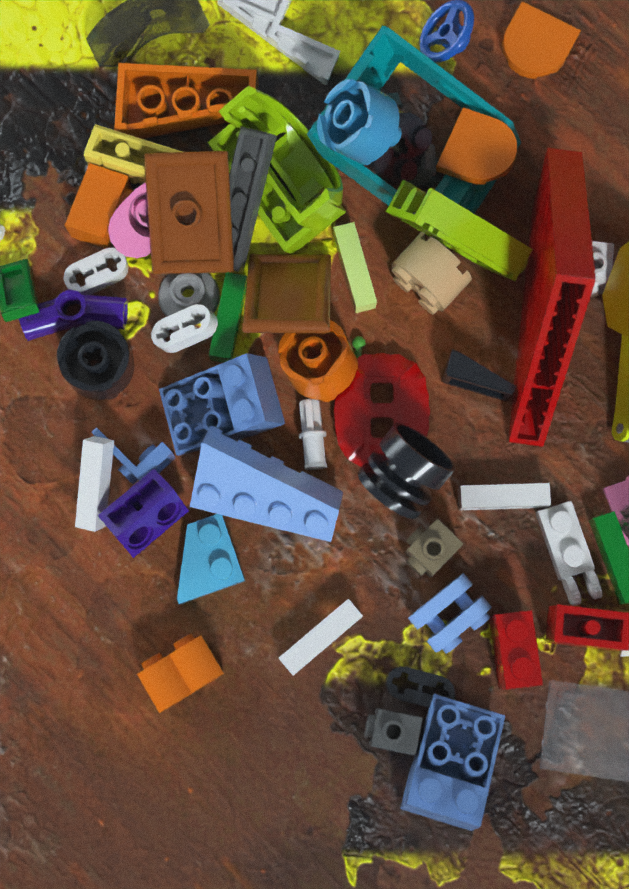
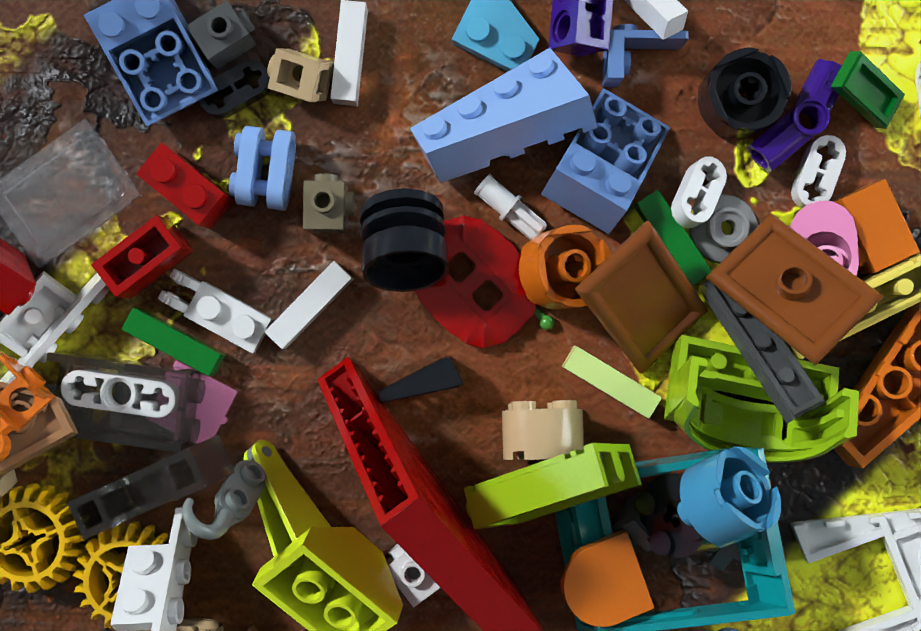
camera: 140 degrees right, 10 degrees up
(379, 650) = (315, 76): none -> tan brick

